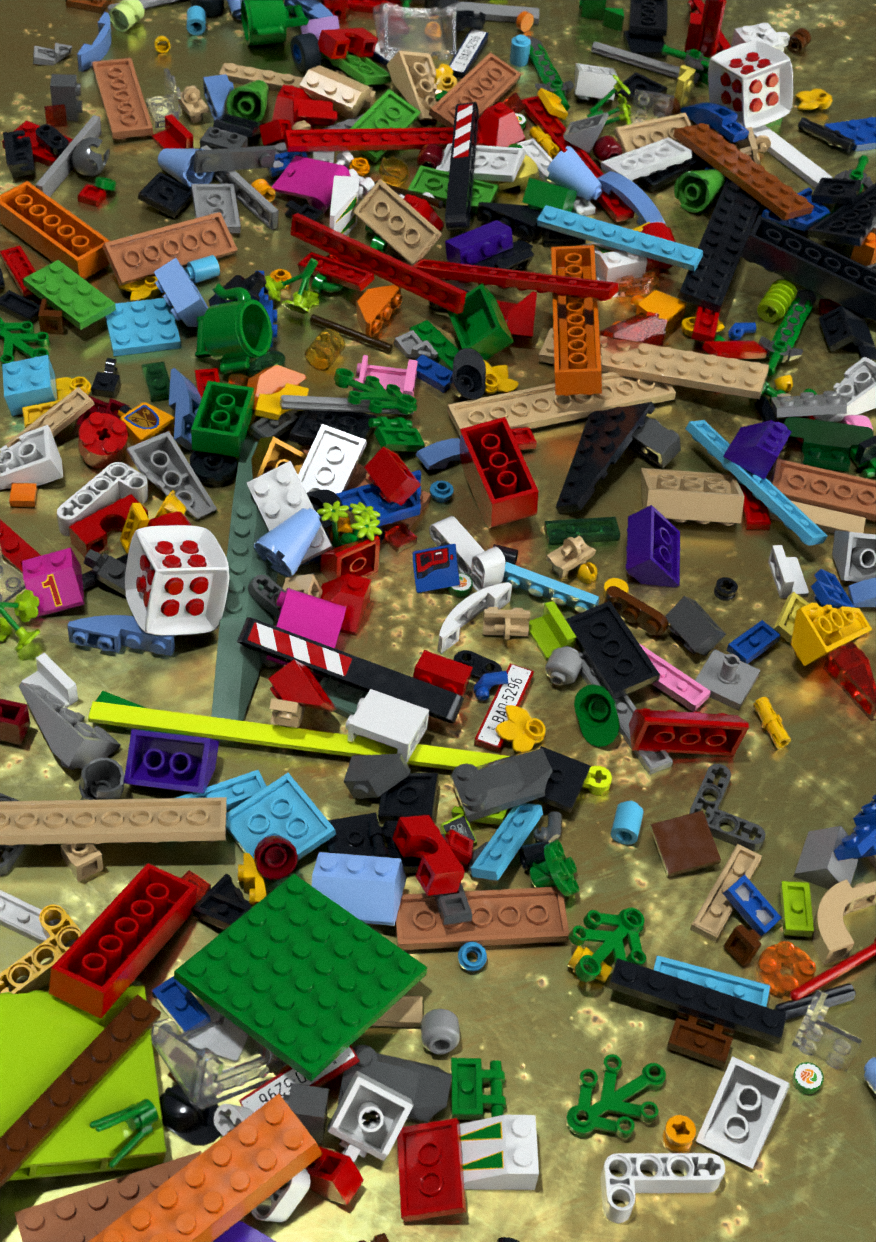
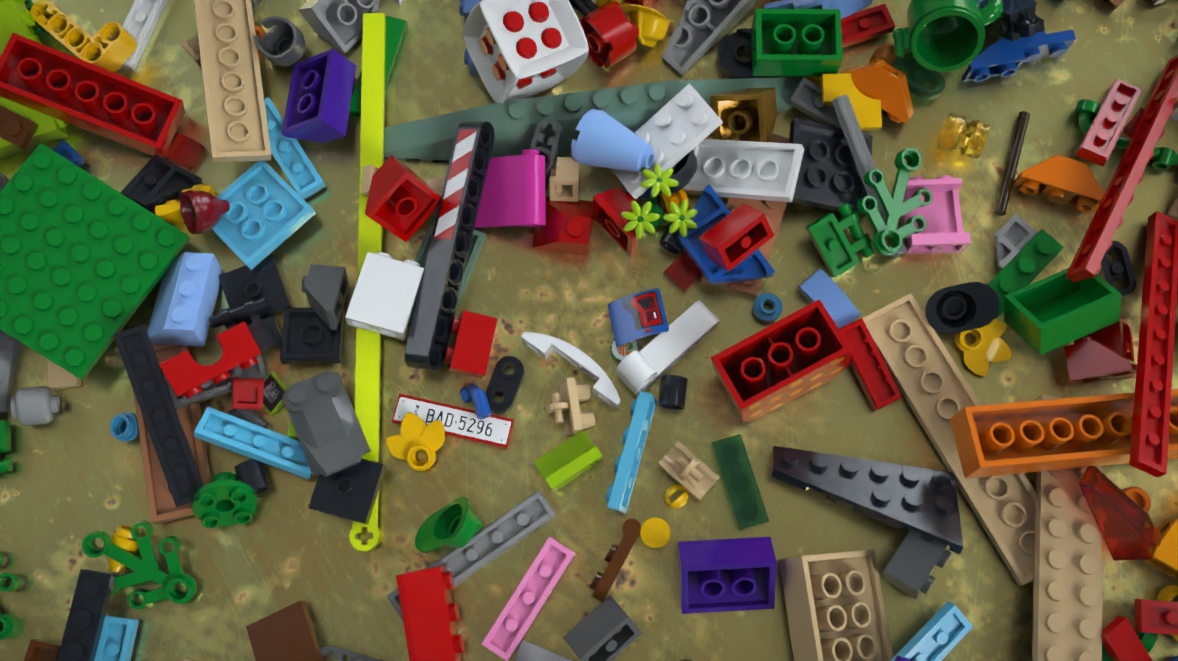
camera: 90 degrees right, 25 degrees up
(280, 274) = (1081, 71): light orange plate -> none
(304, 298) = (1059, 98): lime plant -> none
(433, 373) = (972, 264): blue plate -> none
(475, 896) = (159, 414): none -> black plate
(553, 830) = (288, 490): dark grey arm -> none
(563, 666) = (514, 480): light grey head -> none
(612, 650) = (541, 534): black plate -> none
(627, 822) = (305, 574): medium azure brick -> none

